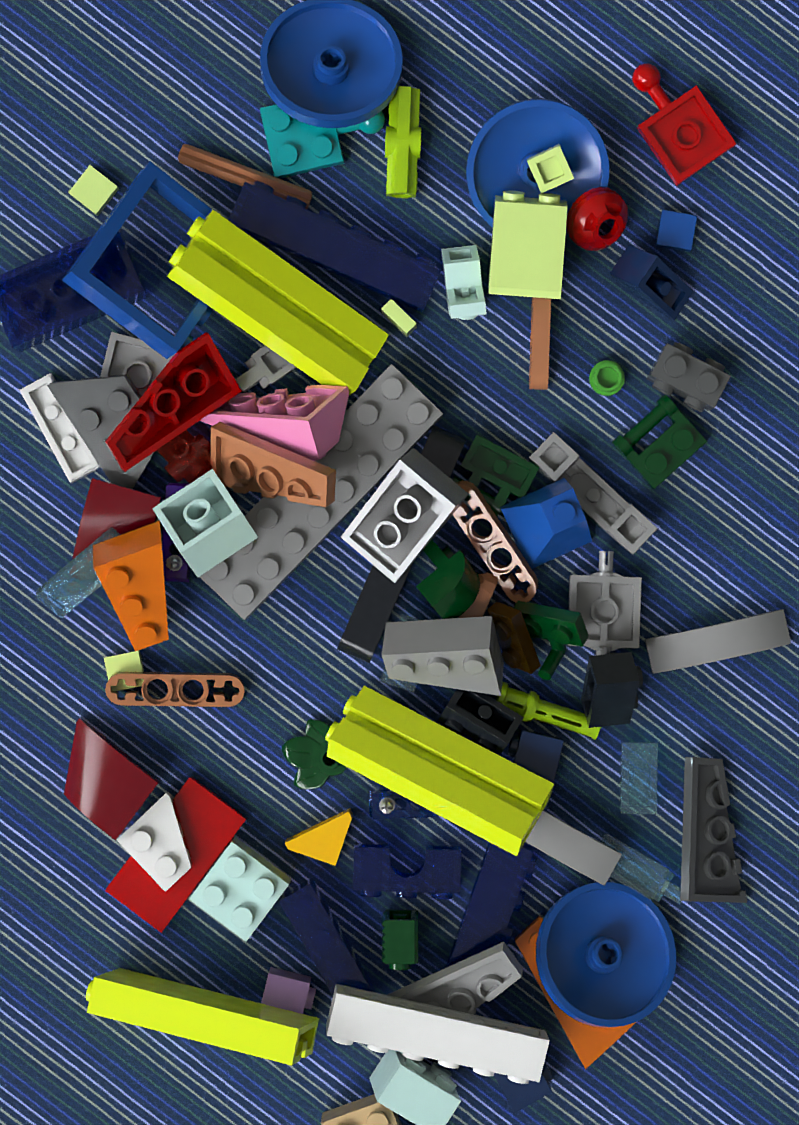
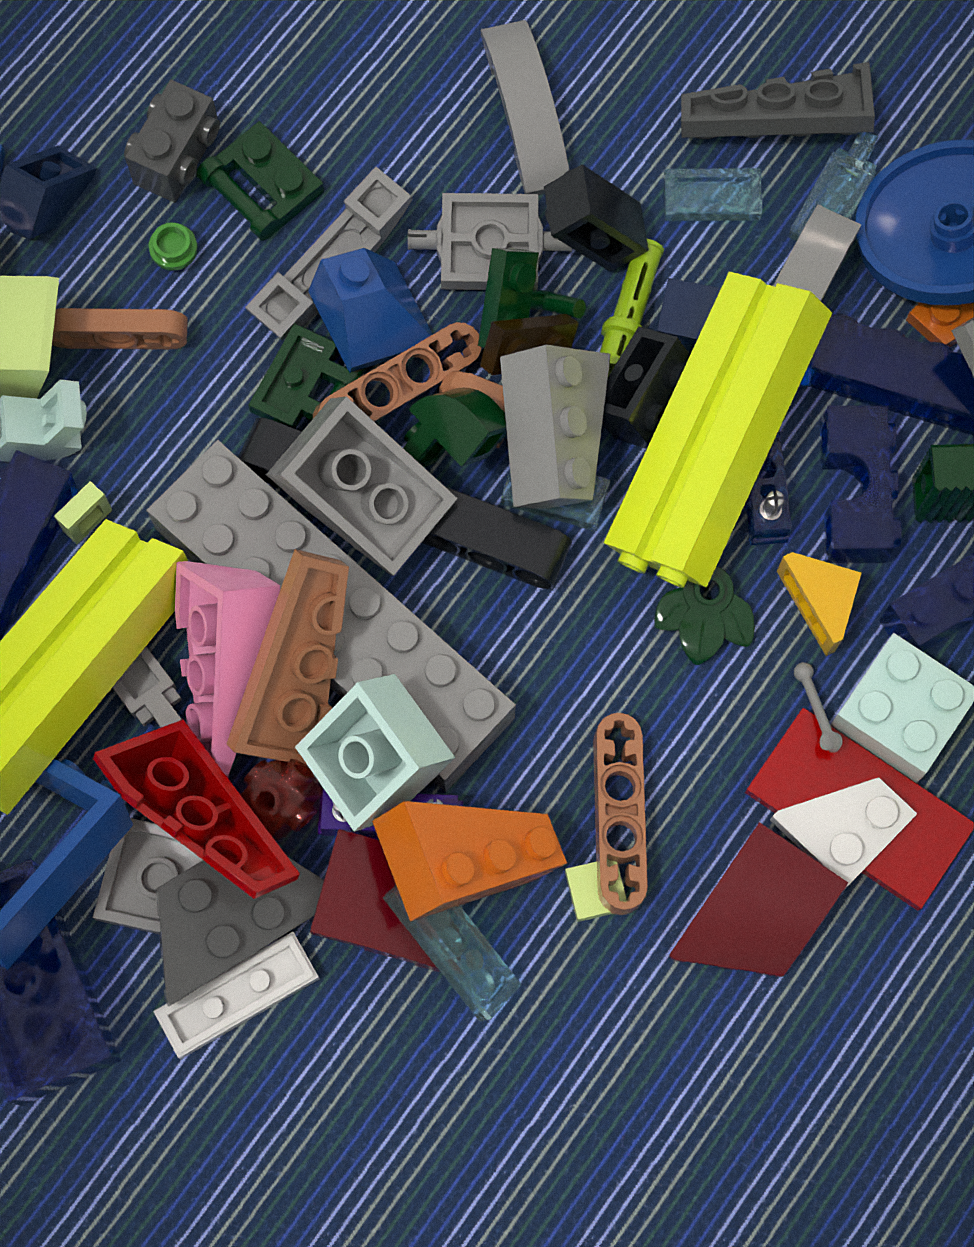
camera: 90 degrees left, 15 degrees down
(217, 835) = (829, 740): none -> light grey hinge

